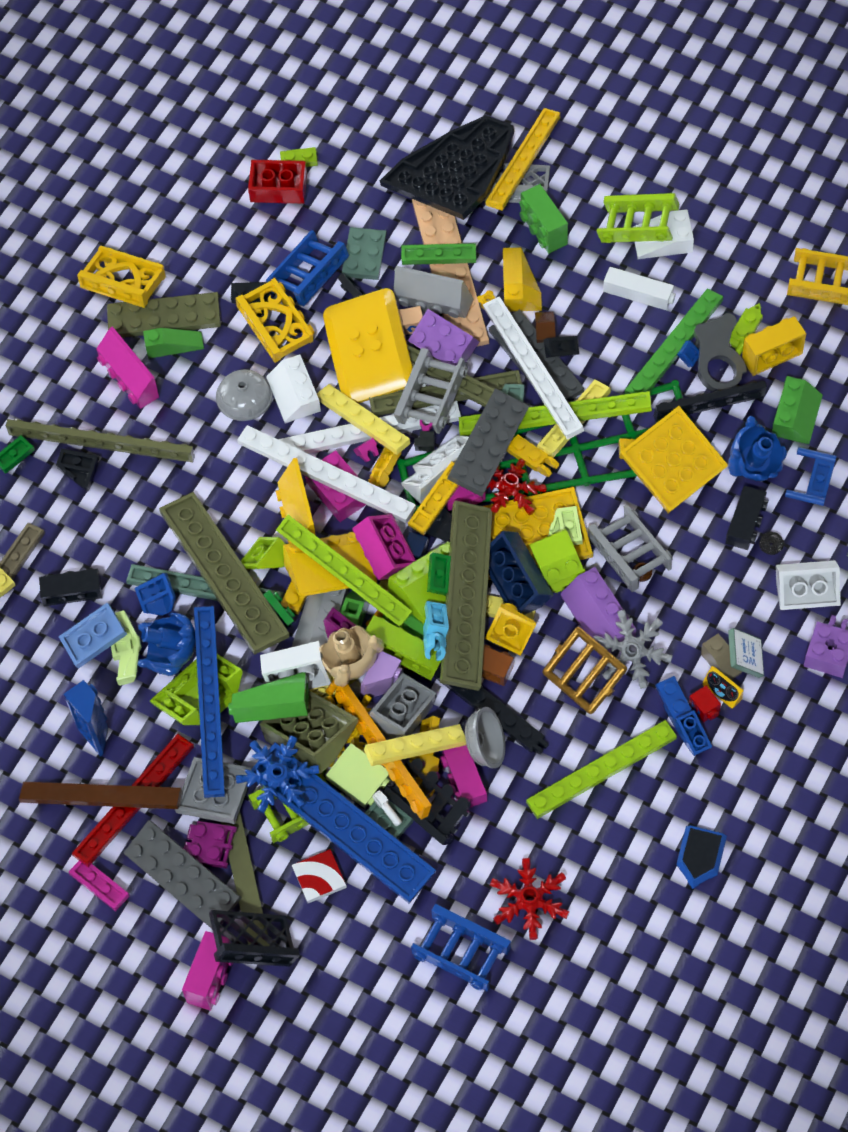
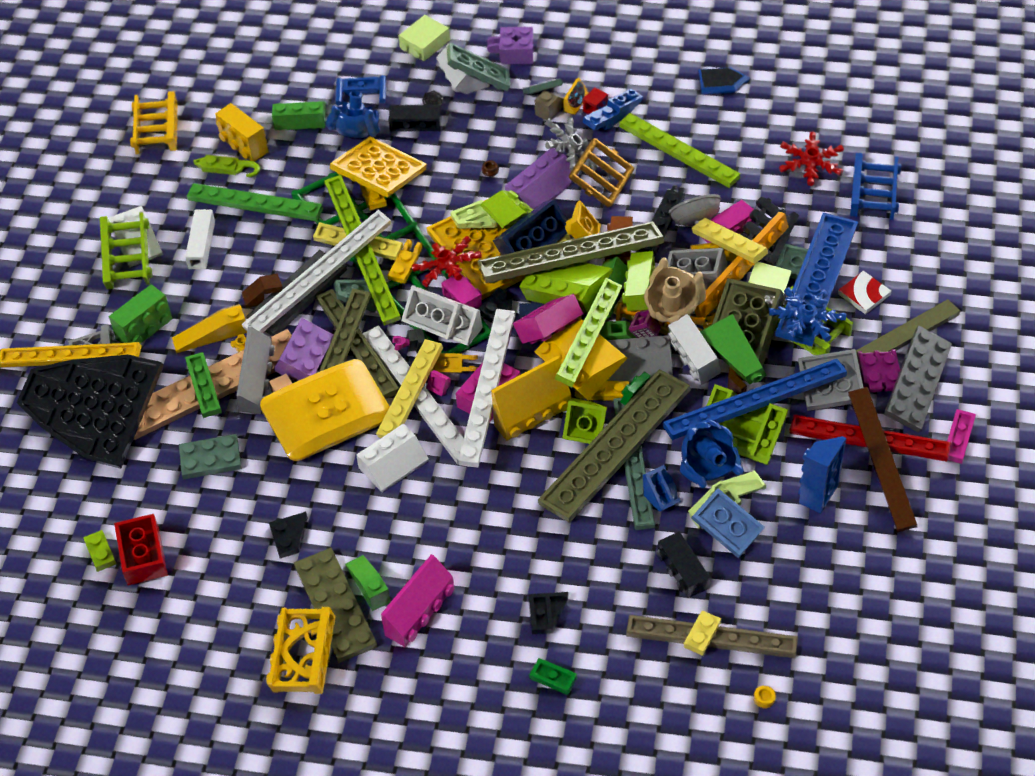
camera: 110 degrees left, 10 degrees down
(100, 440) = (508, 608): olive plate -> none
(205, 975) = (992, 325): dark pink brick -> none
(245, 402) = (410, 509): light grey hat -> none
(255, 952) = (954, 296): black fence -> none
(271, 343) = (325, 511): yellow fence -> none
(318, 276) = (244, 469): blue fence -> none
(350, 285) = (255, 451): black plate -> none
(382, 802) = (785, 255): white bar -> none
(418, 378) = (368, 353): light grey fence -> none
(433, 503) = (480, 297): yellow plate -> none
(435, 629) = (619, 253): medium azure plate -> none
(438, 573) = (561, 268): green plate -> none
(488, 442) = (413, 274): dark grey plate -> none
(561, 346) = (284, 270): black plate -> none
(620, 563) = (481, 188): light grey fence -> none
(689, 353) = (261, 189): blue tile -> none
(713, 343) = (246, 172): dark grey animal -> none
(713, 400) = (304, 157): black plate -> none
(790, 588) = (478, 67): none -> sand green plate

